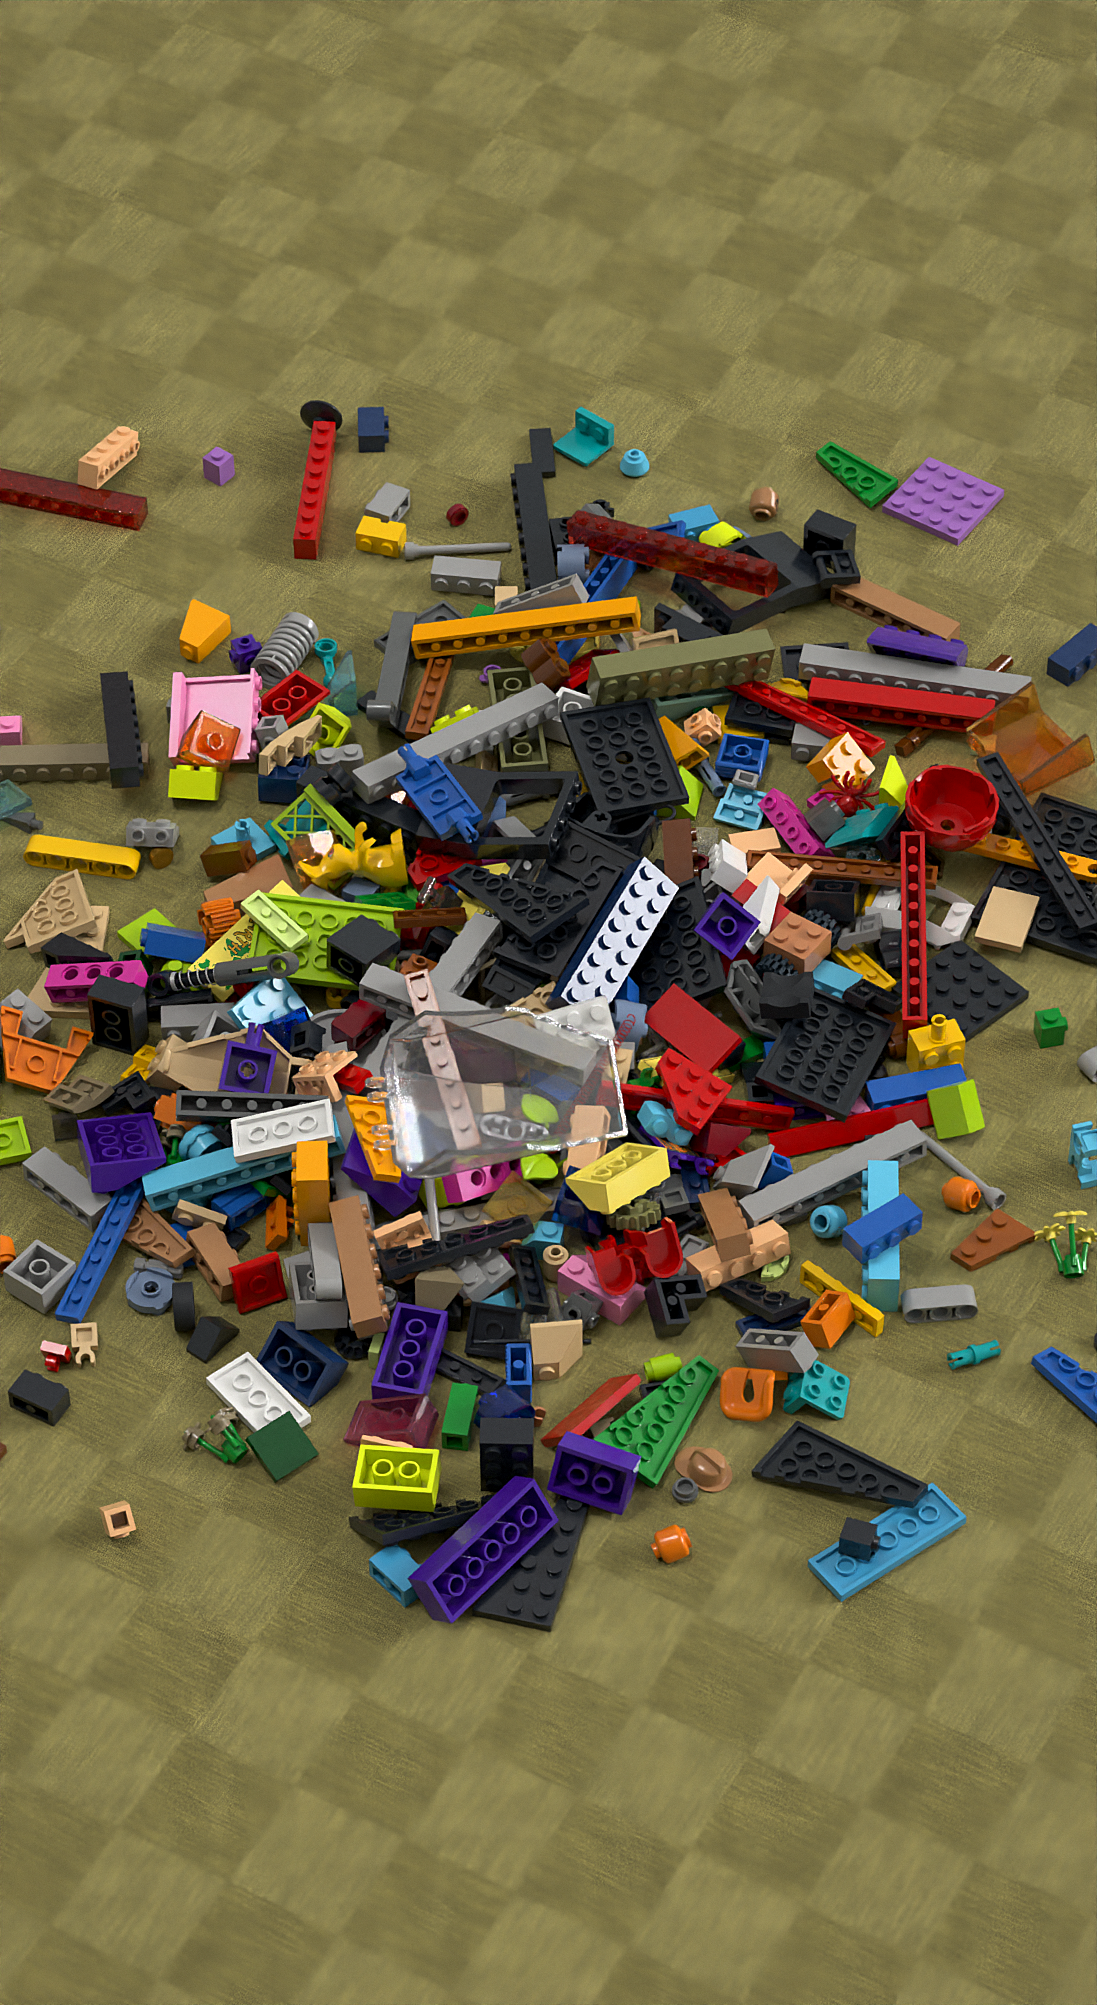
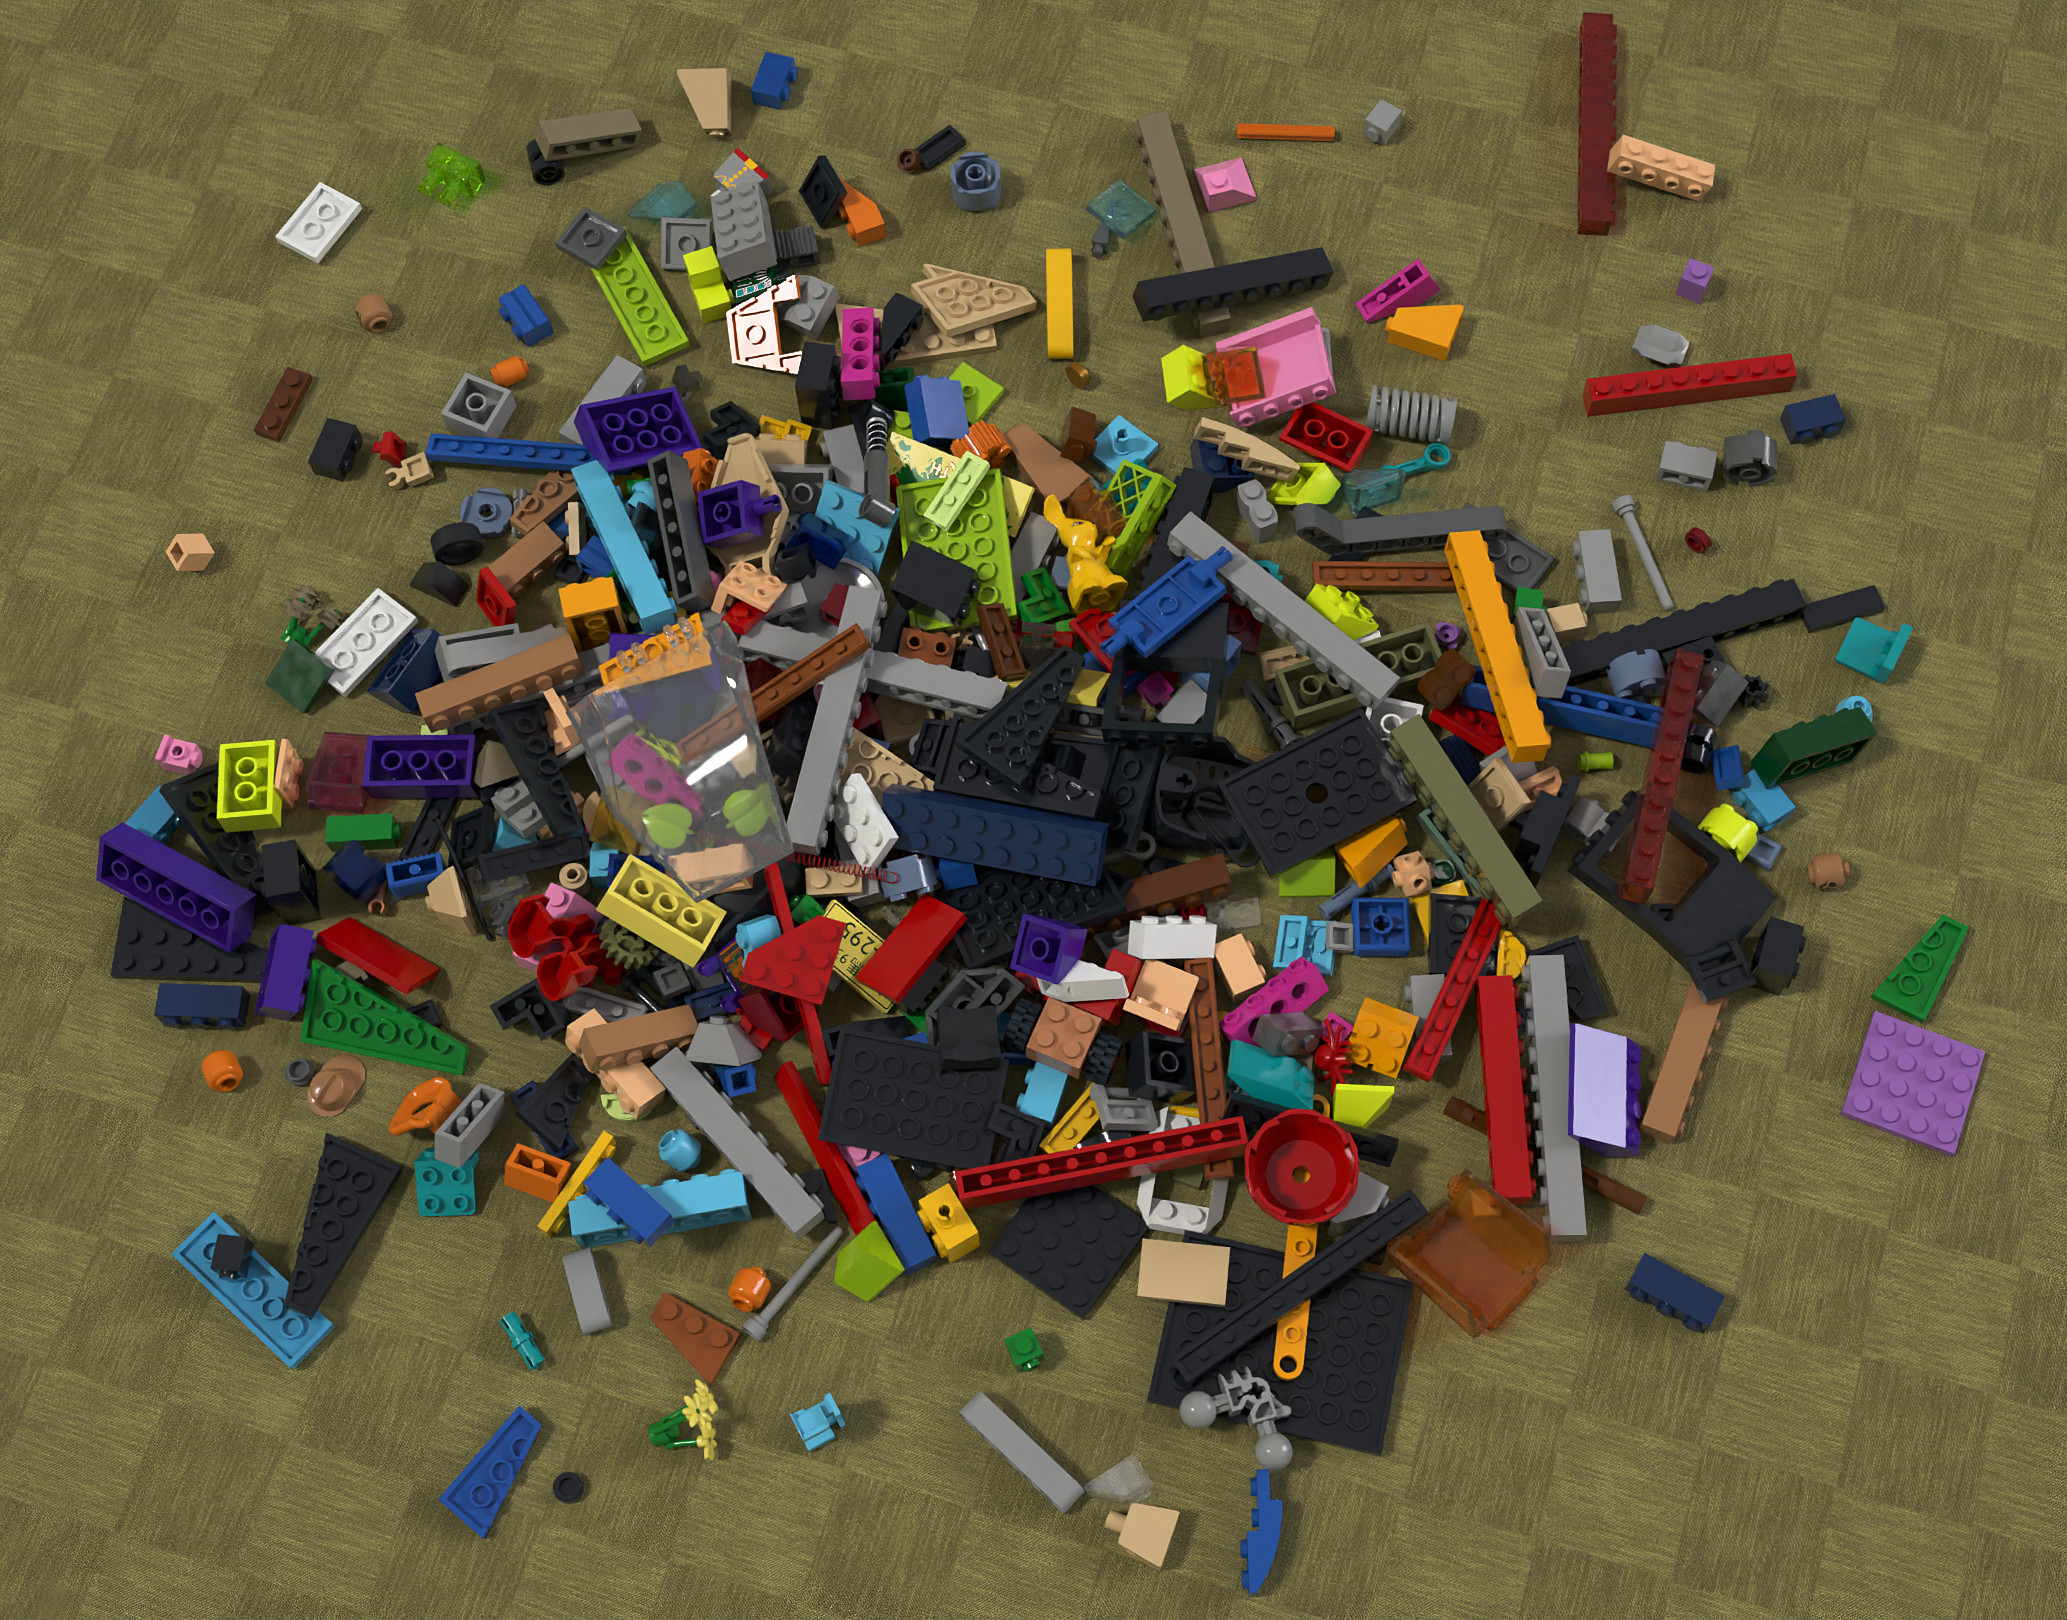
camera: 80 degrees right, 20 degrees up
(79, 1095) = (722, 383): dark tan slope -> none
(151, 834) = (1100, 356): light grey plate -> none
(159, 640) = (1404, 289): none -> dark pink slope
(244, 652) = (1402, 375): dark purple brick -> none
(267, 501) = (1660, 345): none -> light grey slope
(270, 728) = (1266, 426): light grey brick -> none
(280, 1130) = (639, 564): white plate -> none
(320, 411) = (1803, 360): black dish -> none
(334, 784) = (1169, 499): black wheel -> none
(335, 1552) = (170, 759): none -> bright pink brick
(380, 537) = (1633, 469): yellow brick -> none
(398, 464) = (1750, 458): none -> dark grey brick
(602, 1554) = (202, 1005): none -> dark blue brick
(662, 1367) = (454, 1017): lime brick -> none
(666, 478) = (1813, 747): none -> dark green brick

